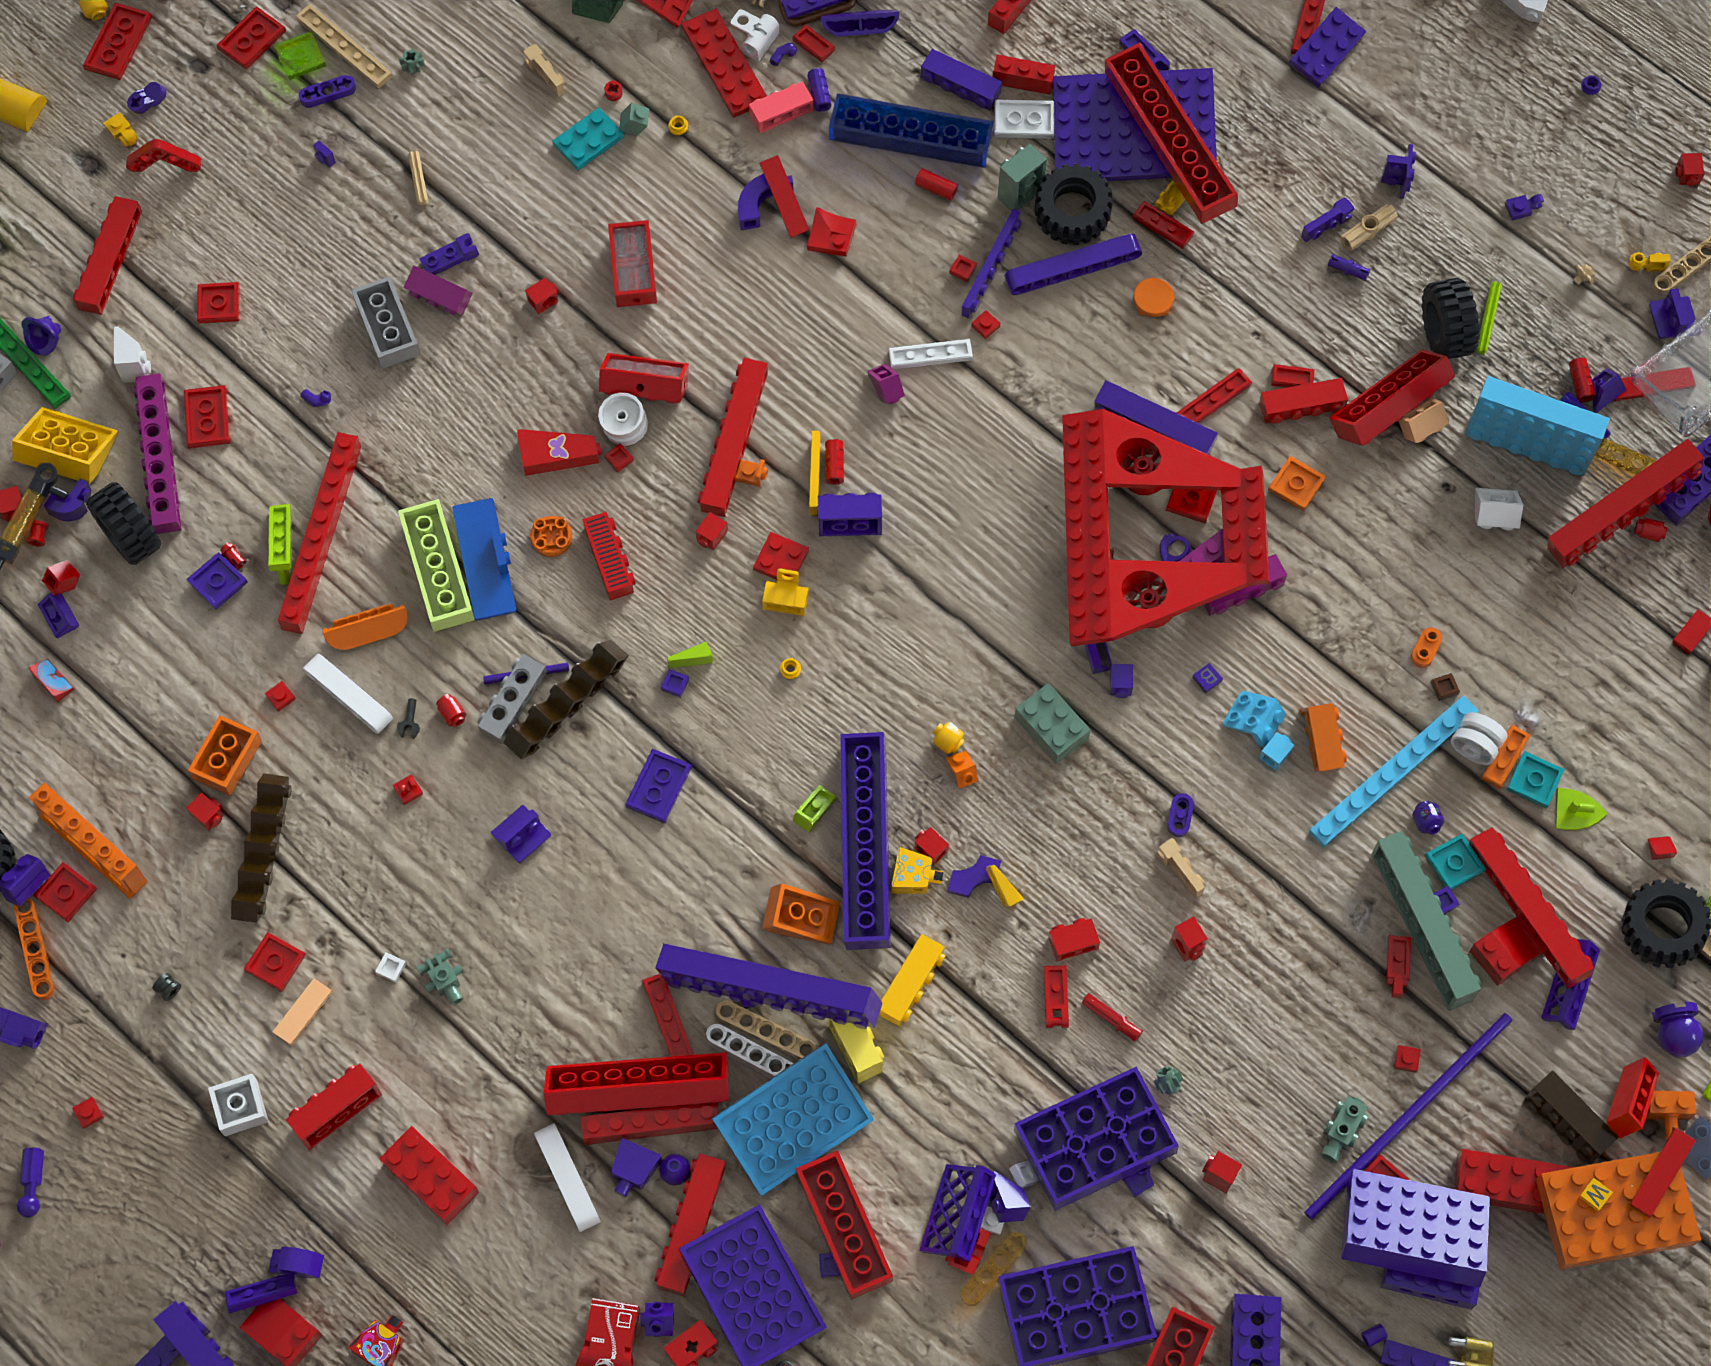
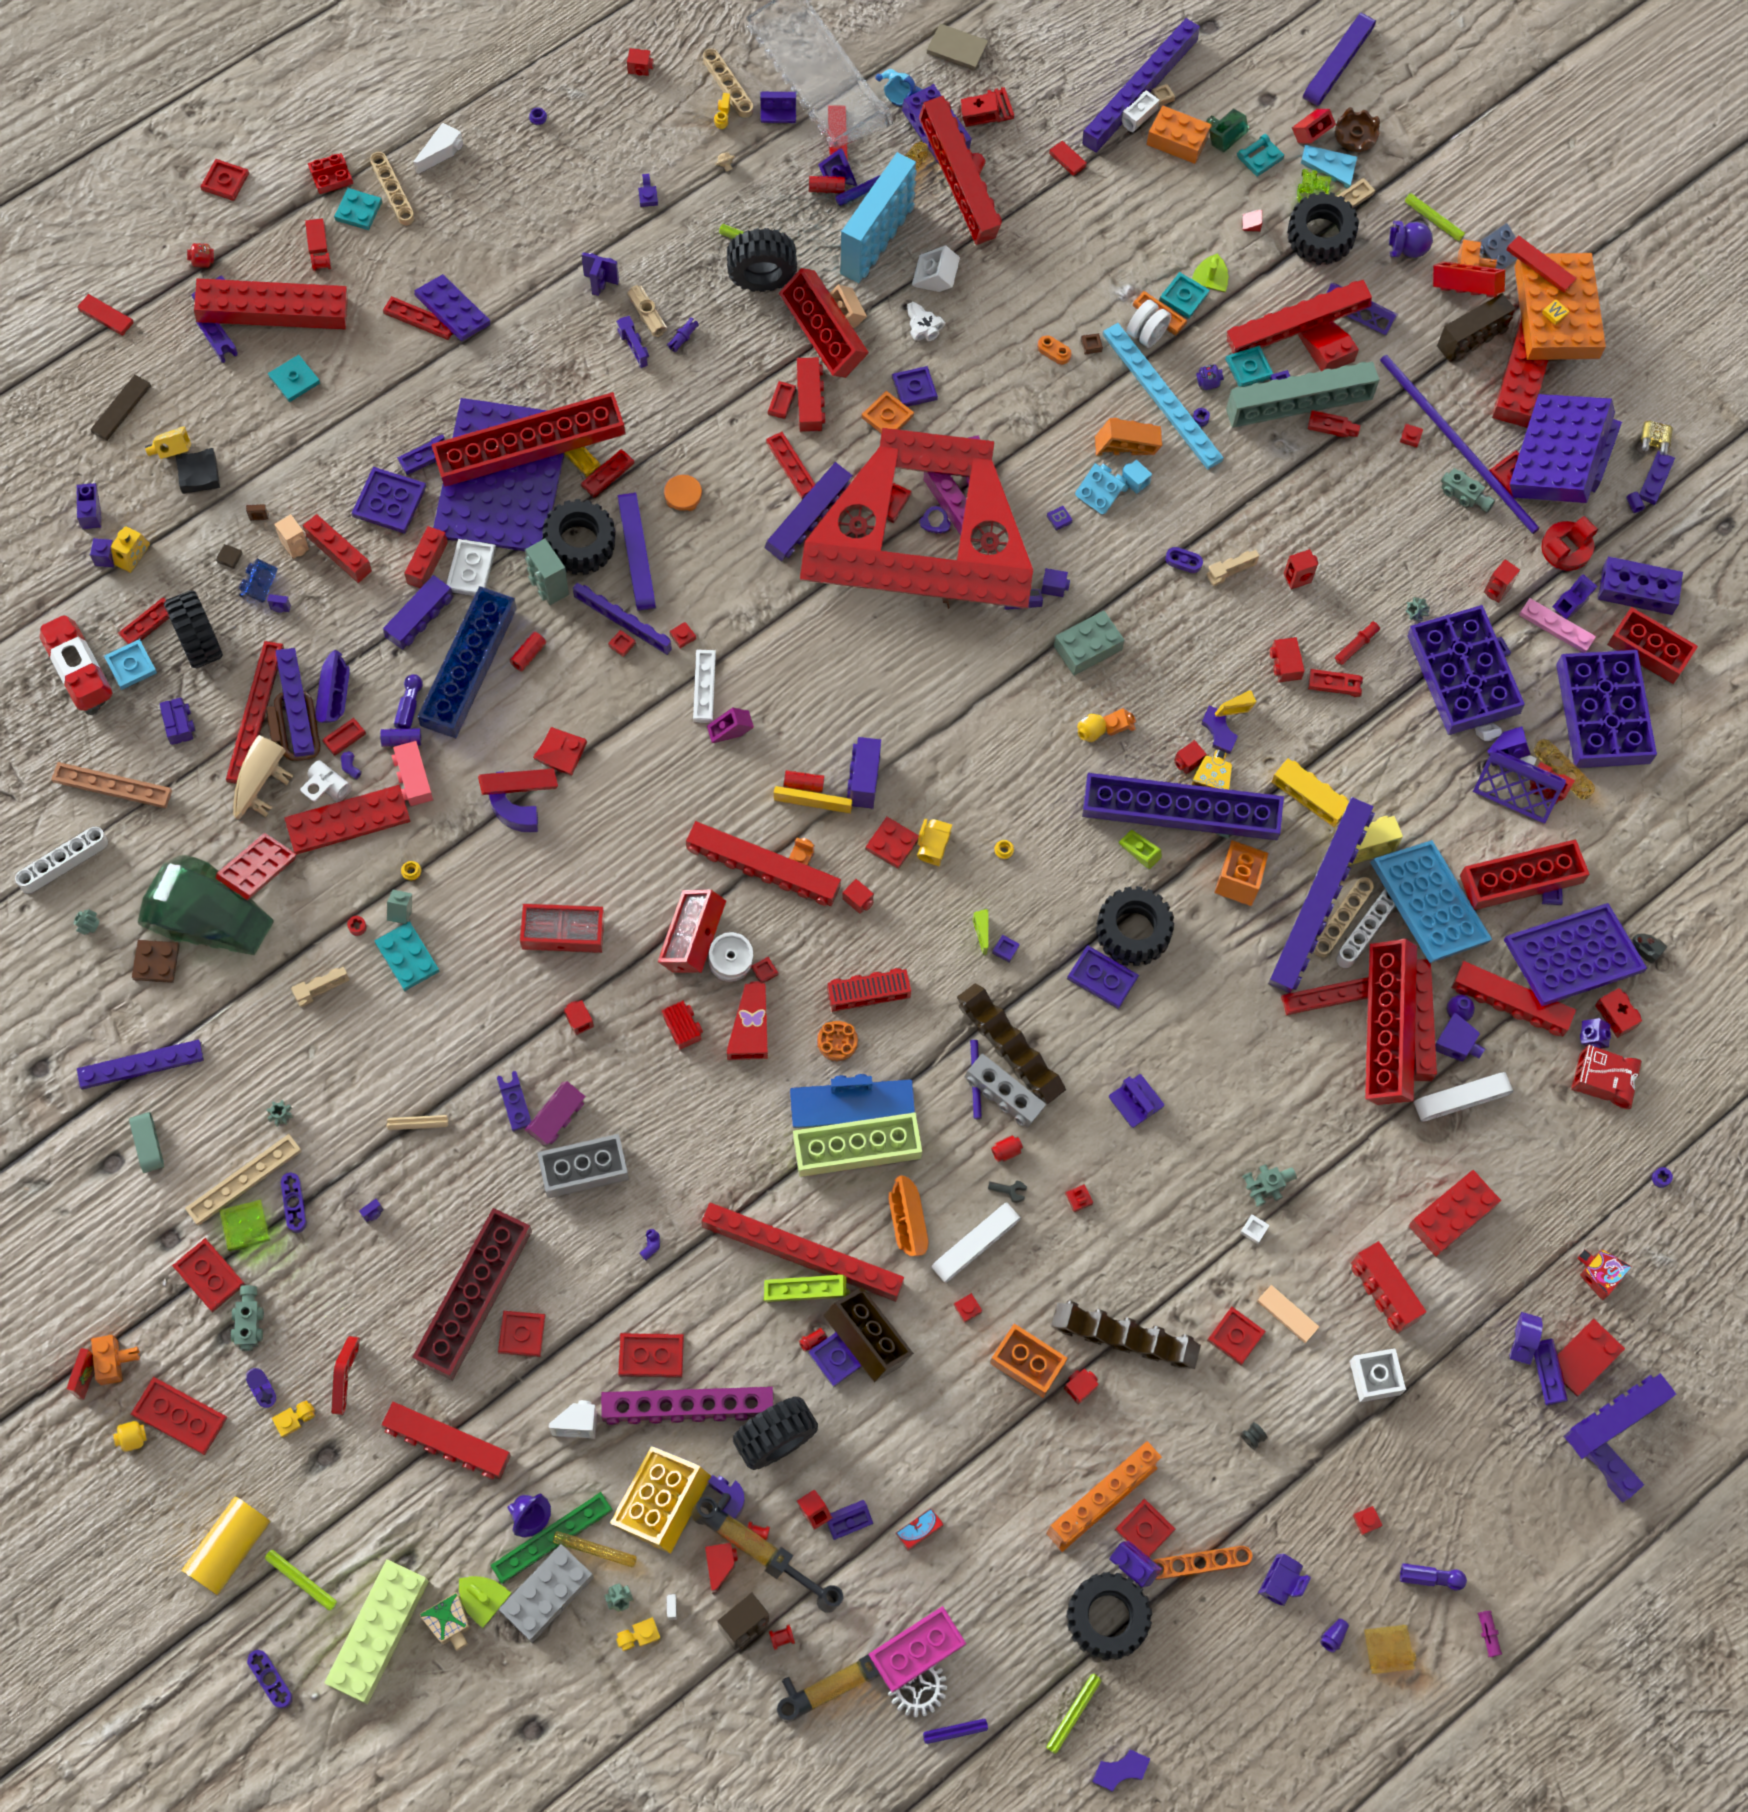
camera: 85 degrees left, 0 degrees up
(13, 396) = (594, 1549): none -> clear yellow axle
(209, 75) = (247, 1322): none -> sand green brick
(236, 600) = (868, 1334): none -> dark brown brick
(248, 250) = (472, 1294): none -> dark red brick
(546, 388) = (681, 1024): none -> red brick
(715, 779) = (1137, 902): none -> black tyre
(856, 88) = (408, 703): none -> dark purple piece
(1084, 31) = (389, 500): none -> dark purple plate
(1183, 1250) = (1557, 625): none -> bright pink plate
(1219, 1263) = (1575, 597): none -> dark purple brick
(1308, 1239) = (1557, 552): none -> red piece
(1341, 507) = (915, 386): none -> dark purple tile
(1376, 810) = (1204, 413): none -> dark purple bush
(1425, 504) = (923, 323): none -> white rock

